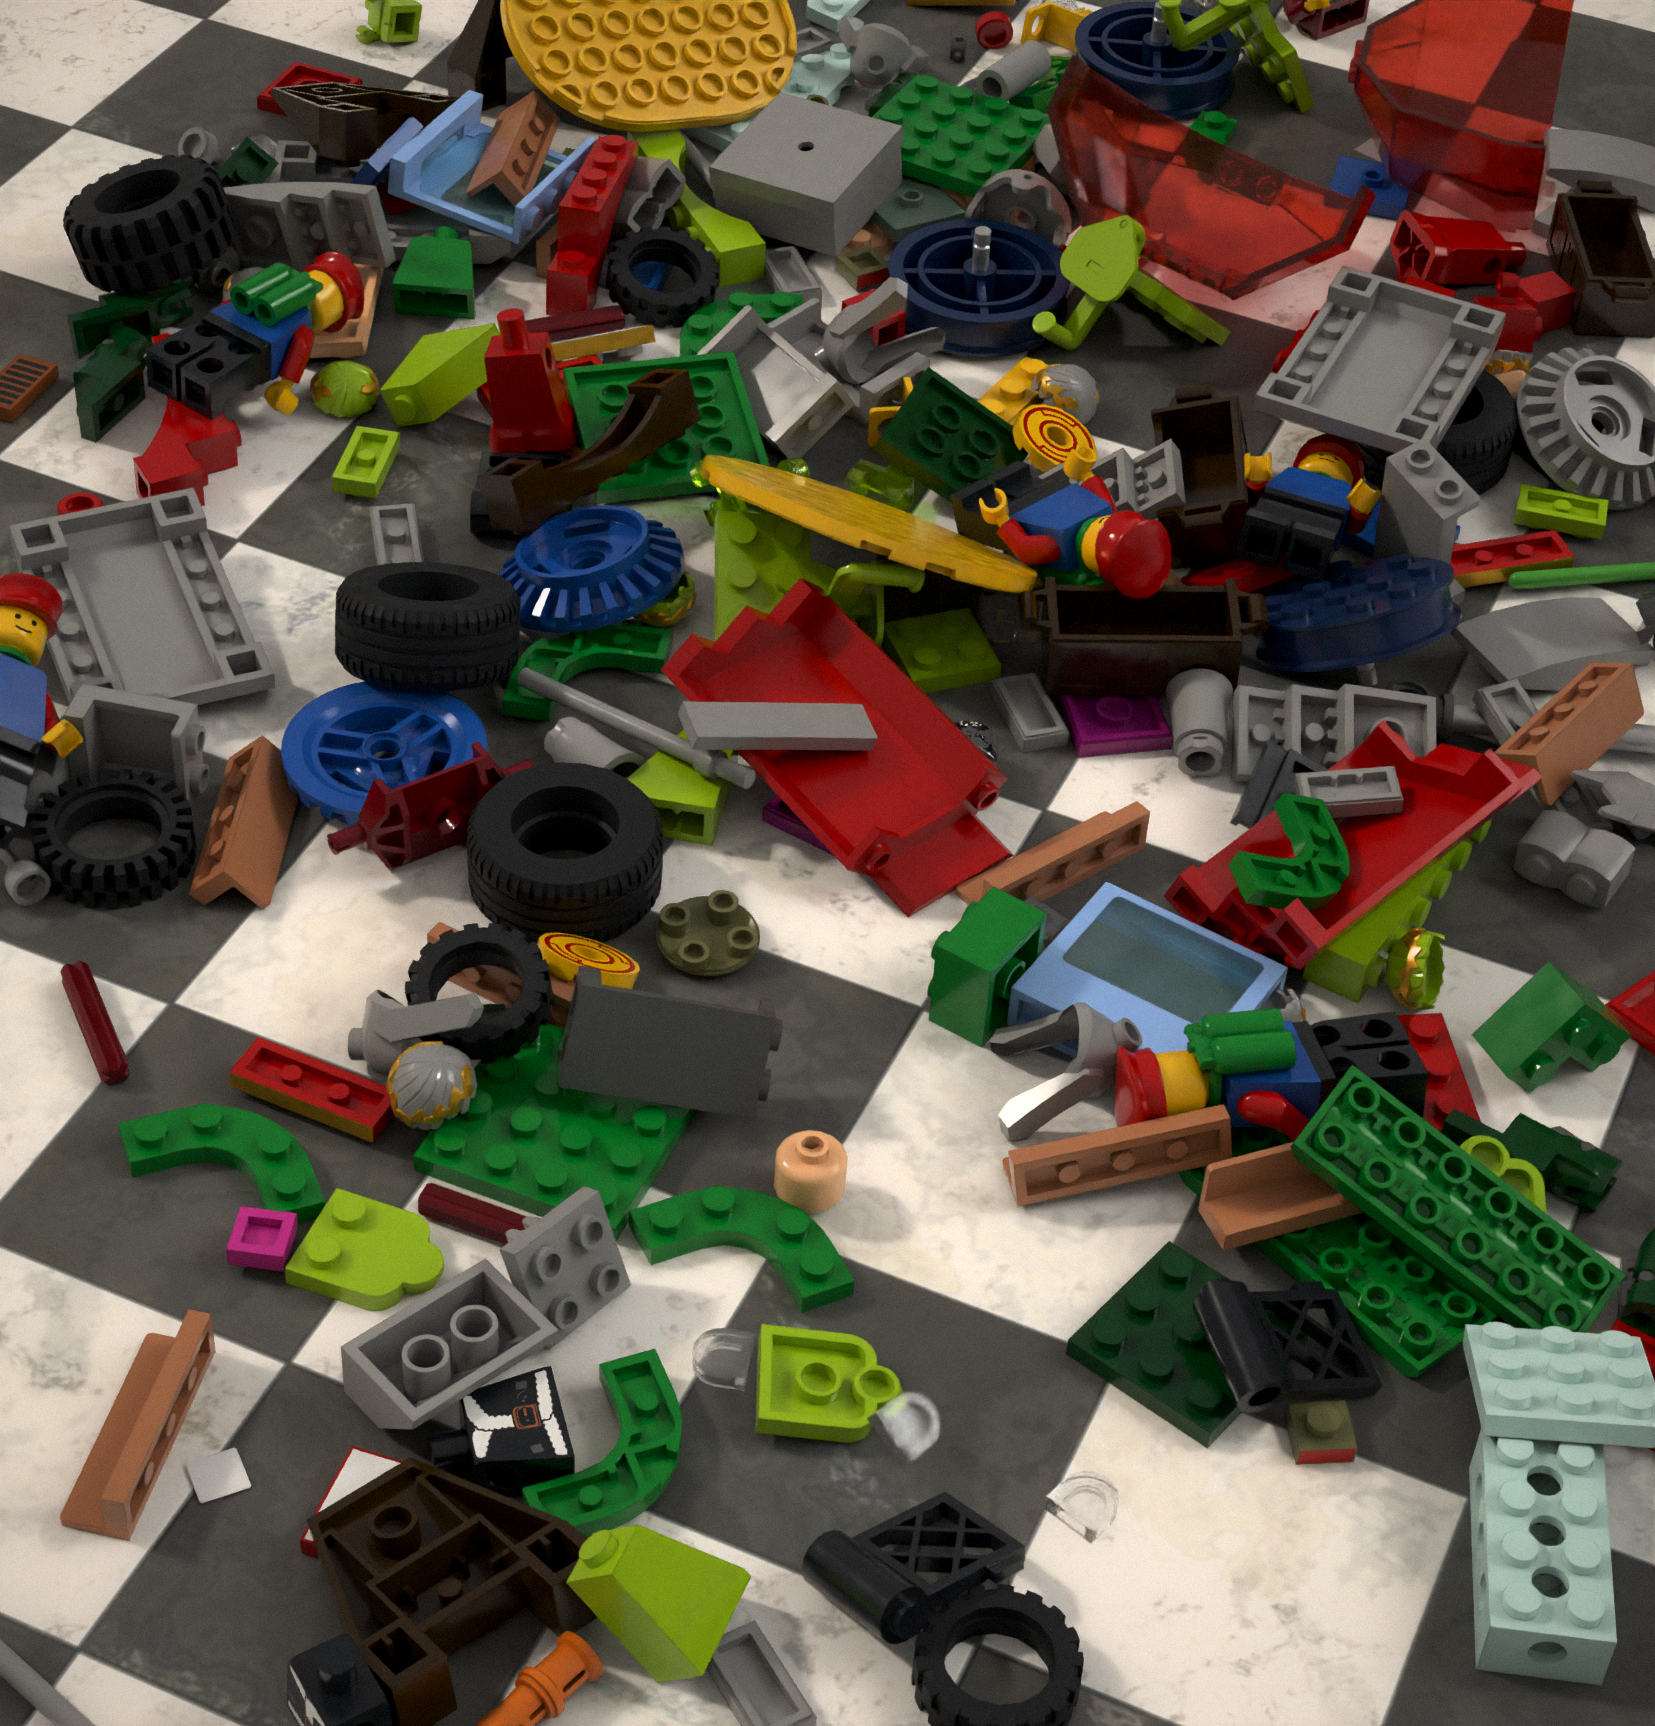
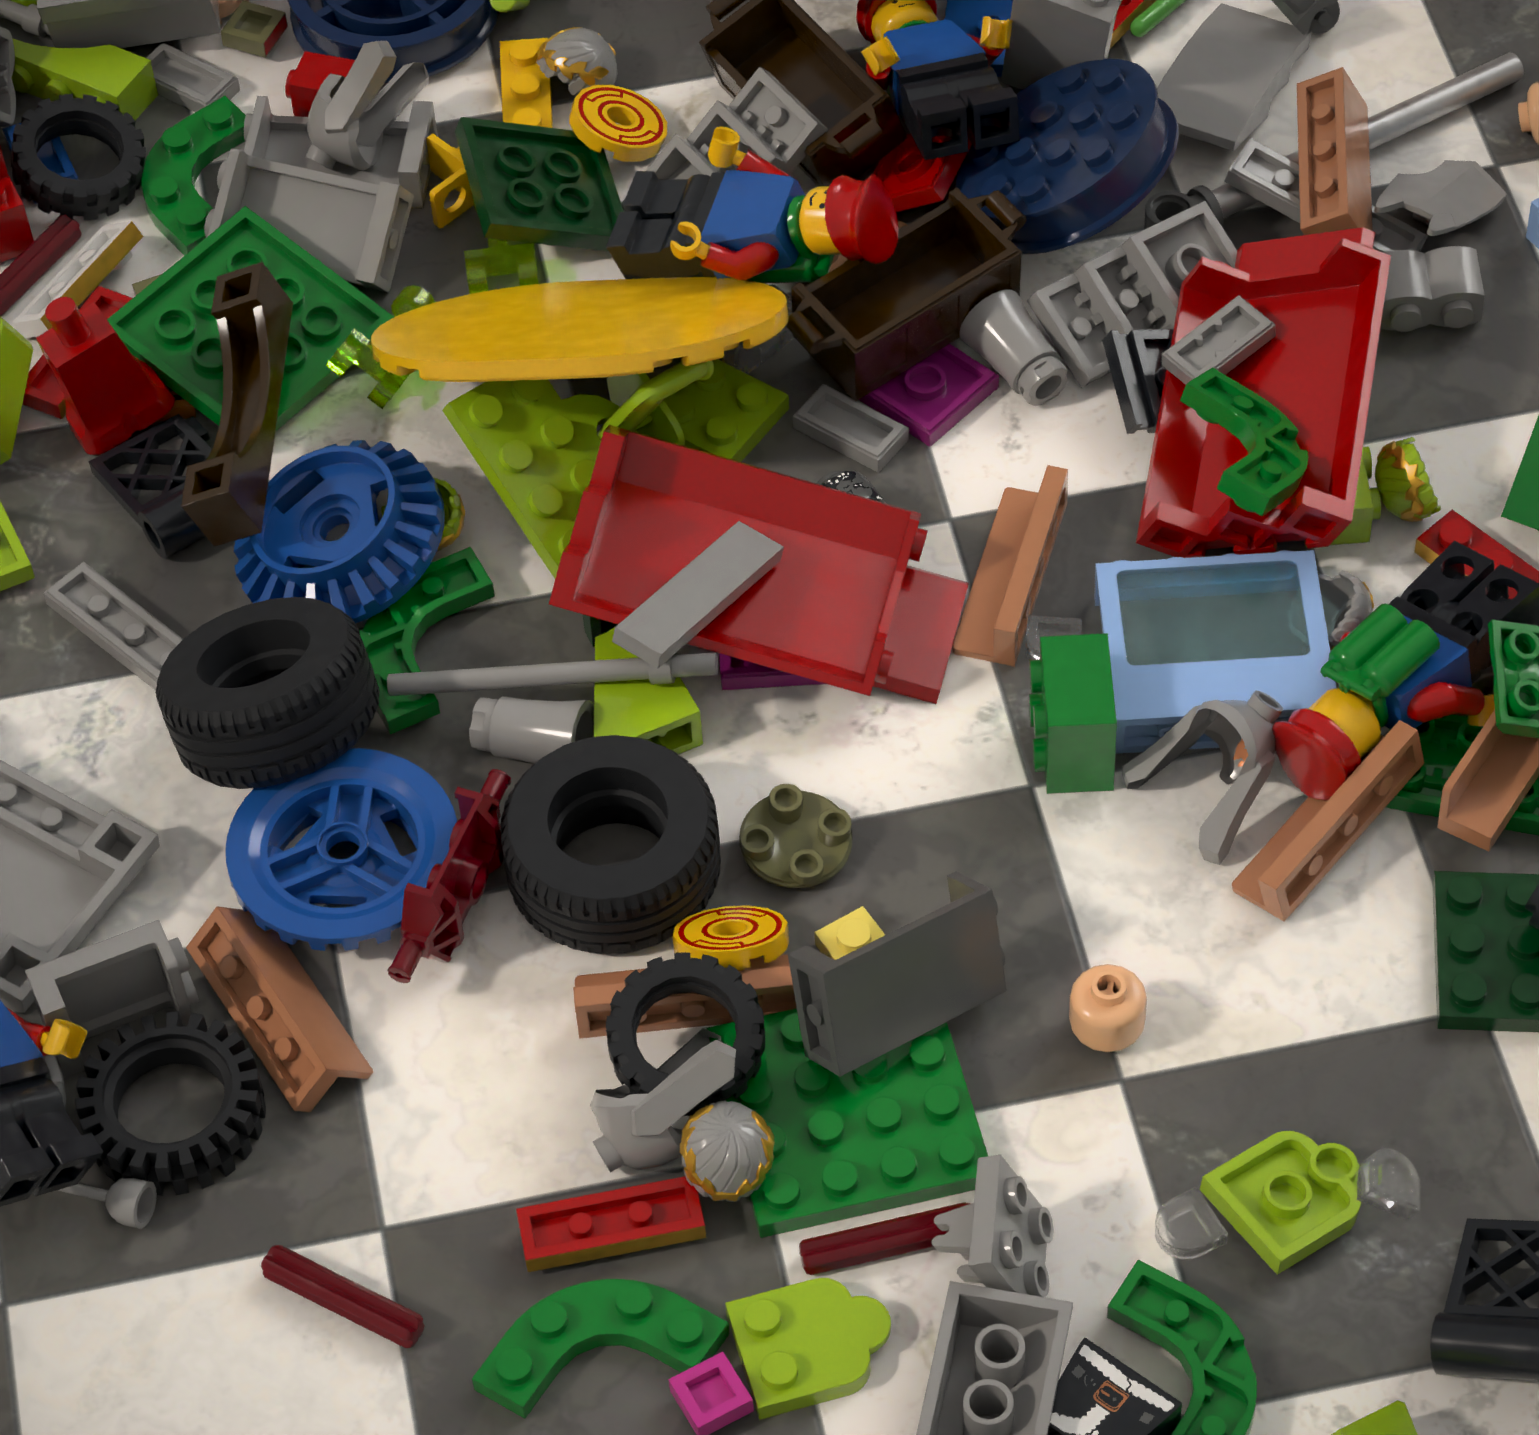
camera: 30 degrees left, 10 degrees up
(749, 1221) = (1099, 1085): green plate -> none

